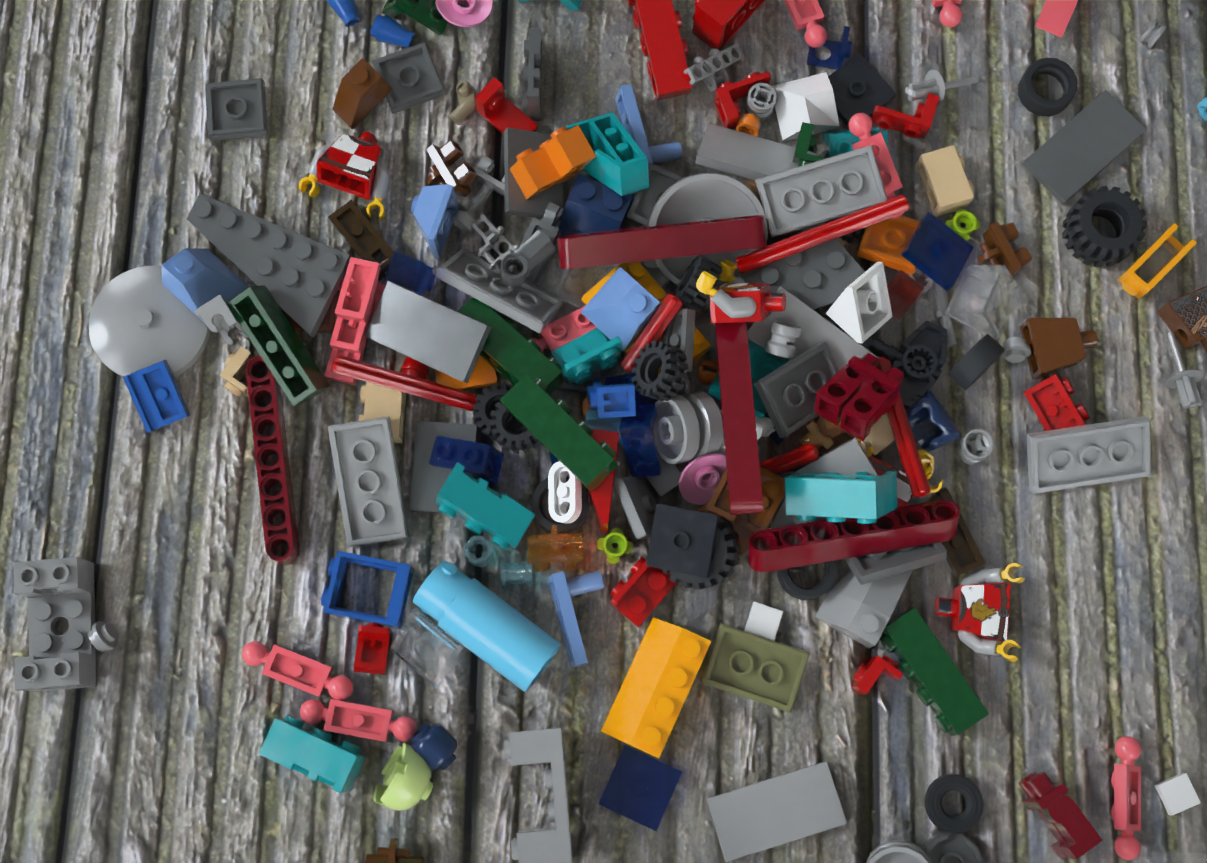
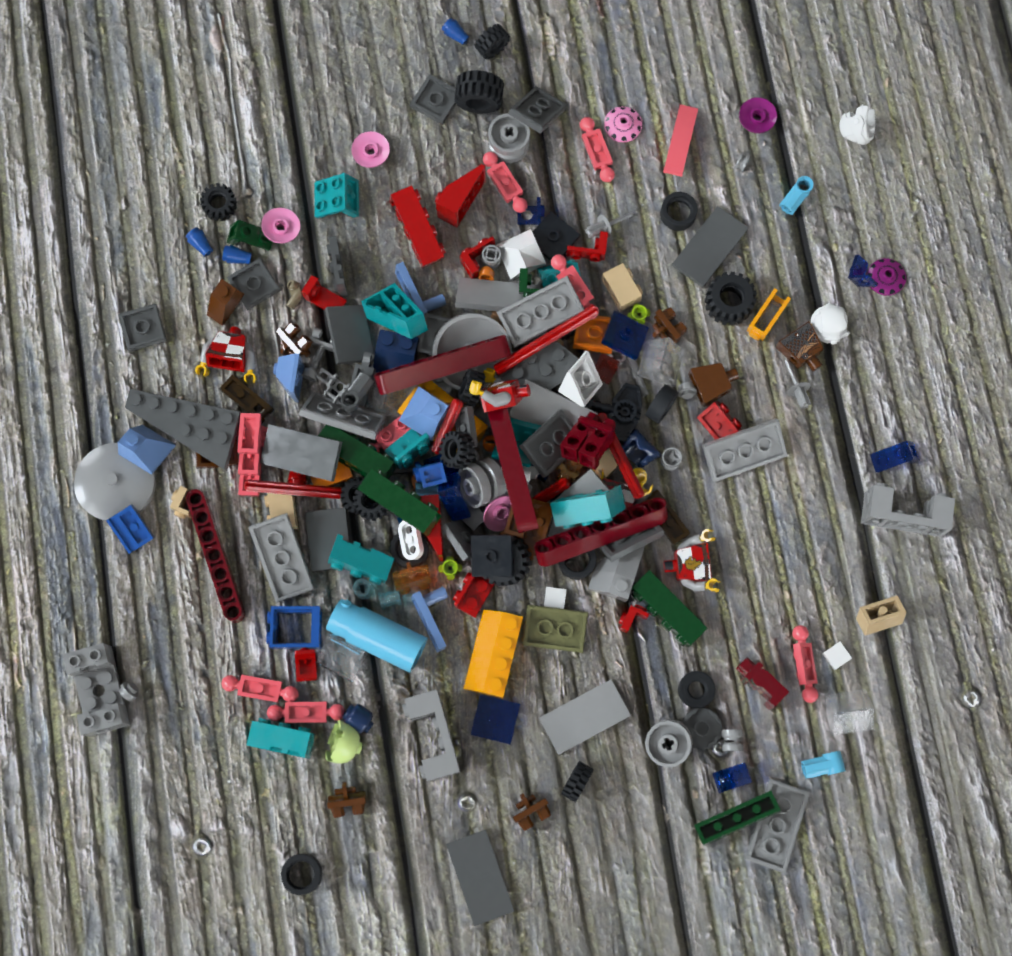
camera: 10 degrees left, 0 degrees up
(220, 318) = (163, 468): light grey hinge -> none
(278, 344) = (204, 479): dark green brick -> none
(410, 273) = (282, 416): clear blue bracket -> none
(476, 457) = (349, 528): clear blue bracket -> none
(554, 161) = (362, 324): orange brick -> none
(715, 65) = (459, 236): light grey piece -> none
(783, 339) = (533, 413): light grey wheel -> none

